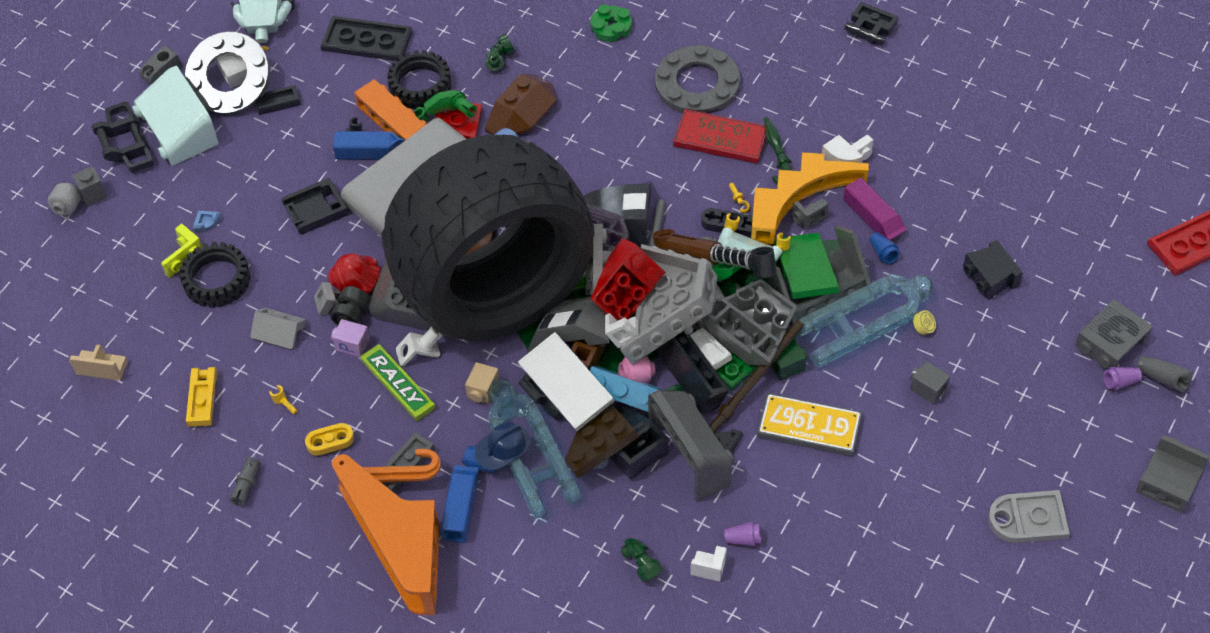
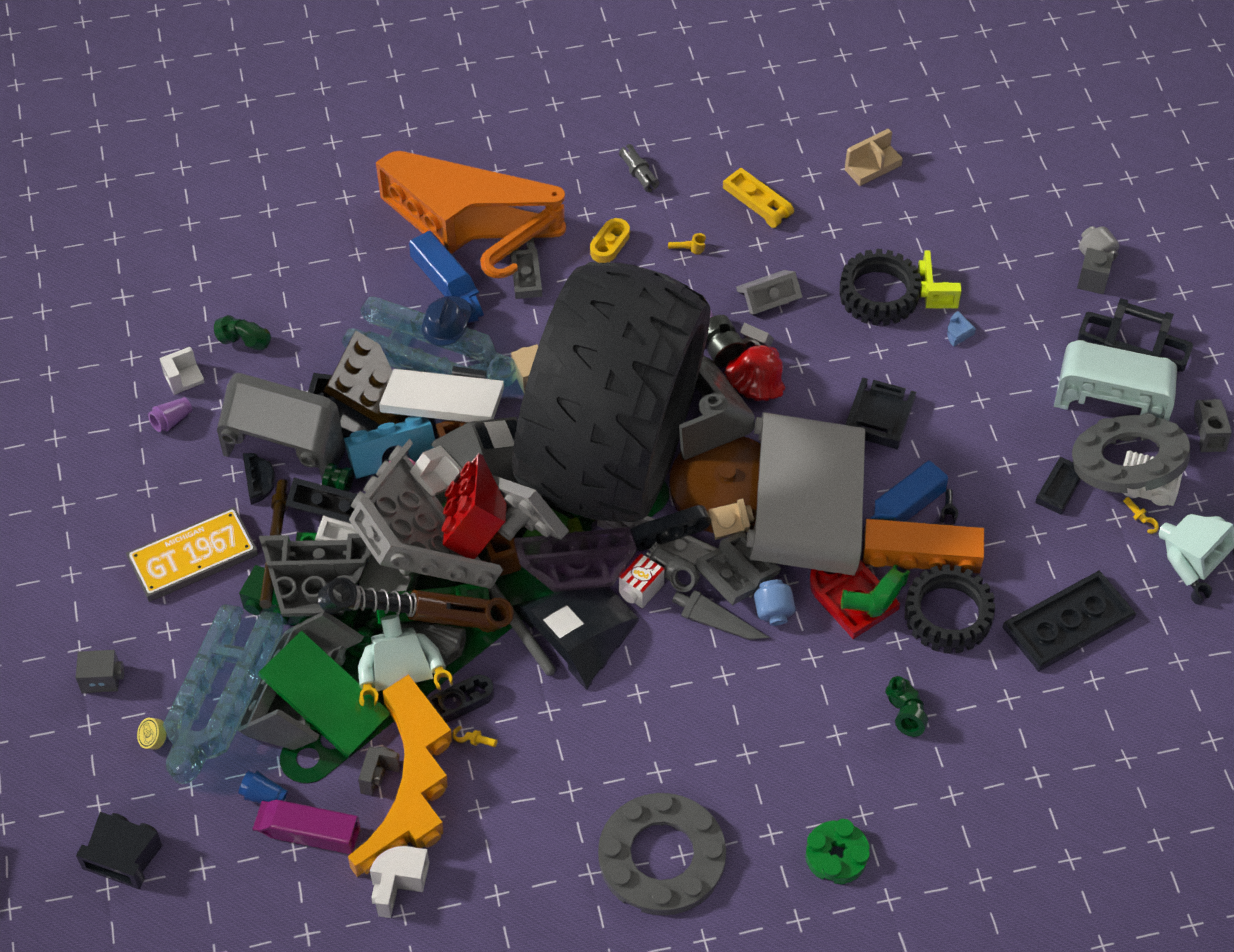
camera: 135 degrees right, 0 degrees up
(522, 105) = (809, 668): reddish brown wedge -> none
(720, 136) = (563, 799): red tile -> none
(775, 141) = (493, 829): dark green piece -> none

